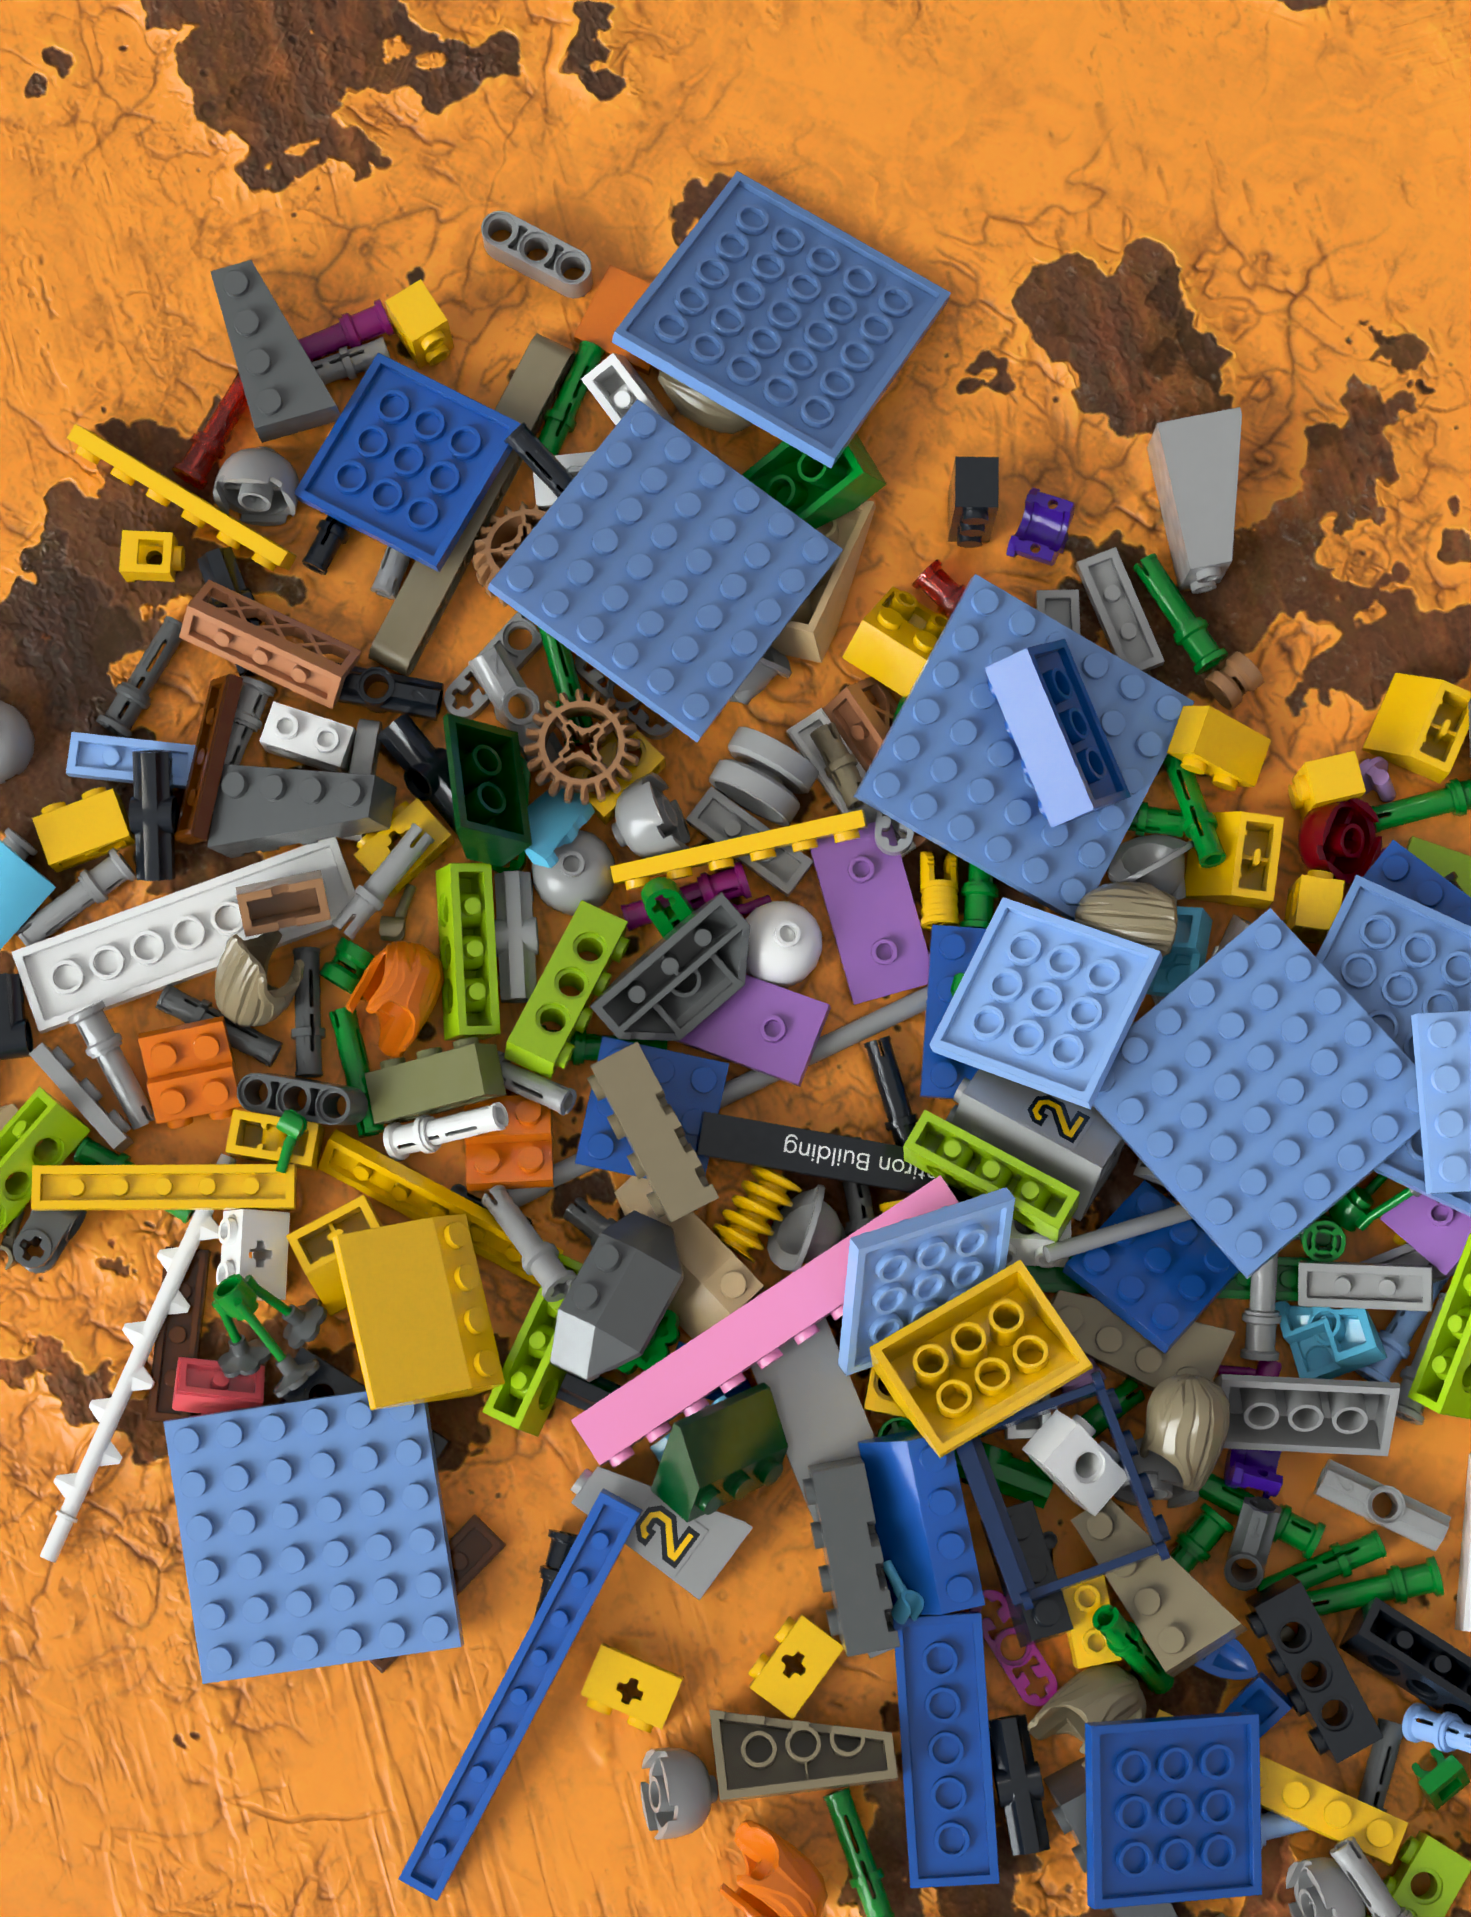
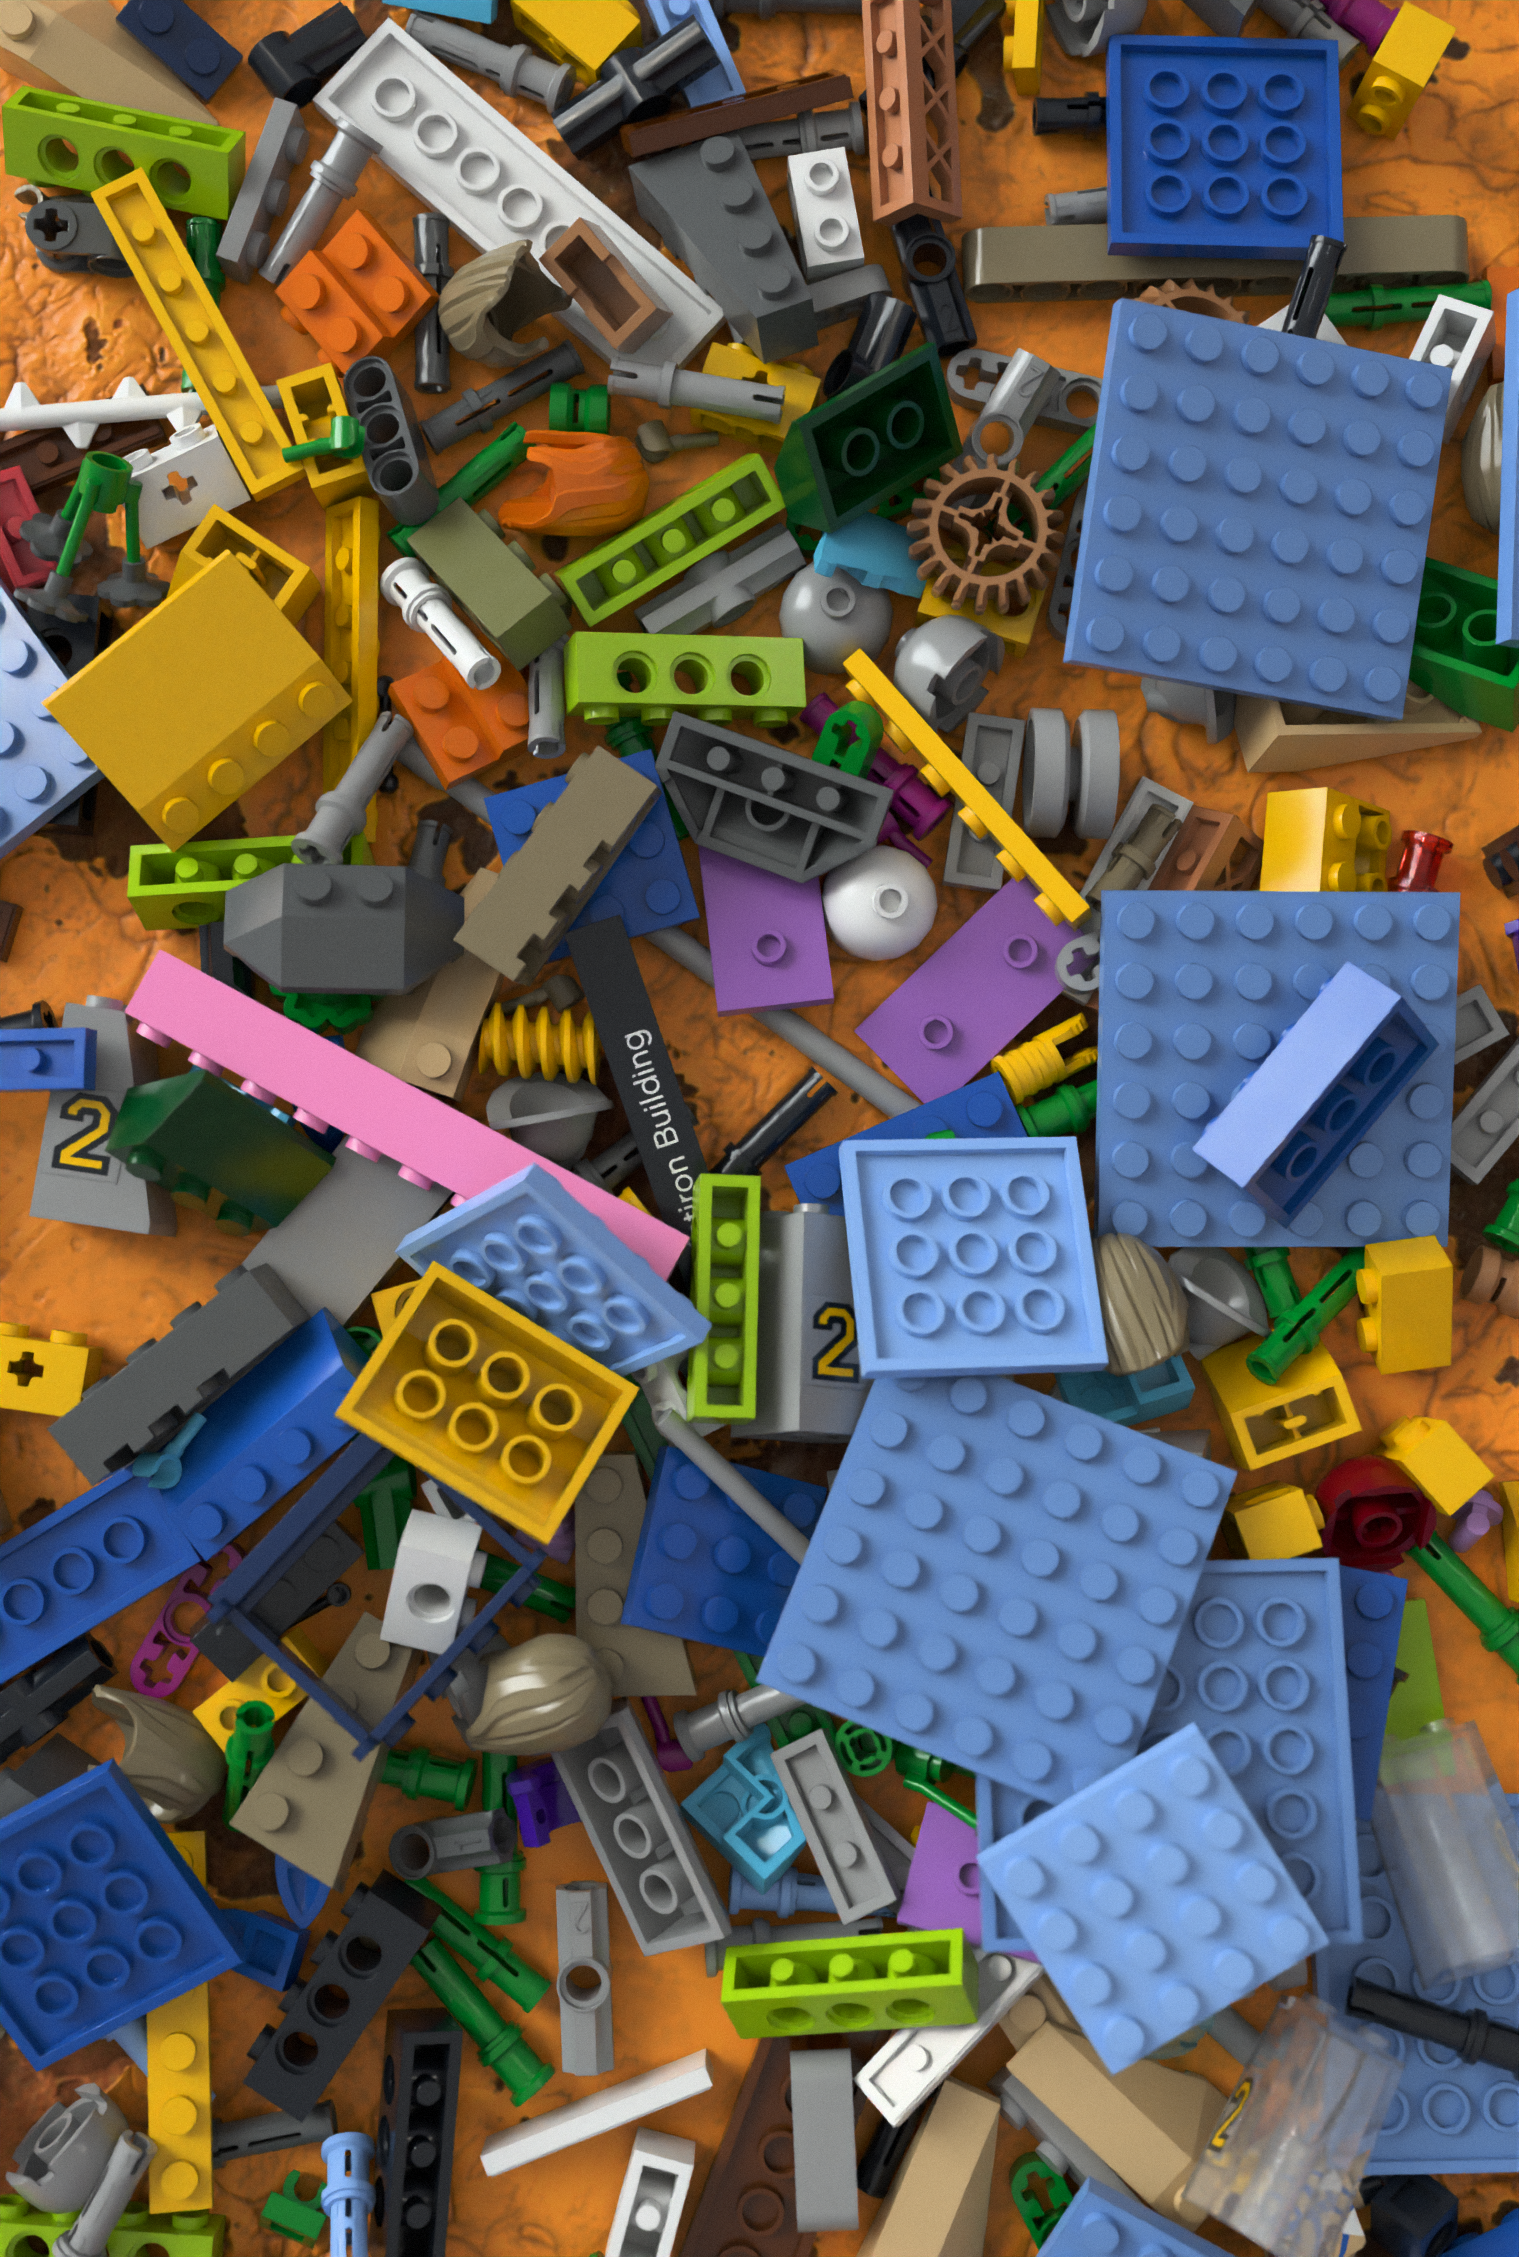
camera: 60 degrees right, 5 degrees up
(725, 1182) = (560, 989): none -> dark tan hand

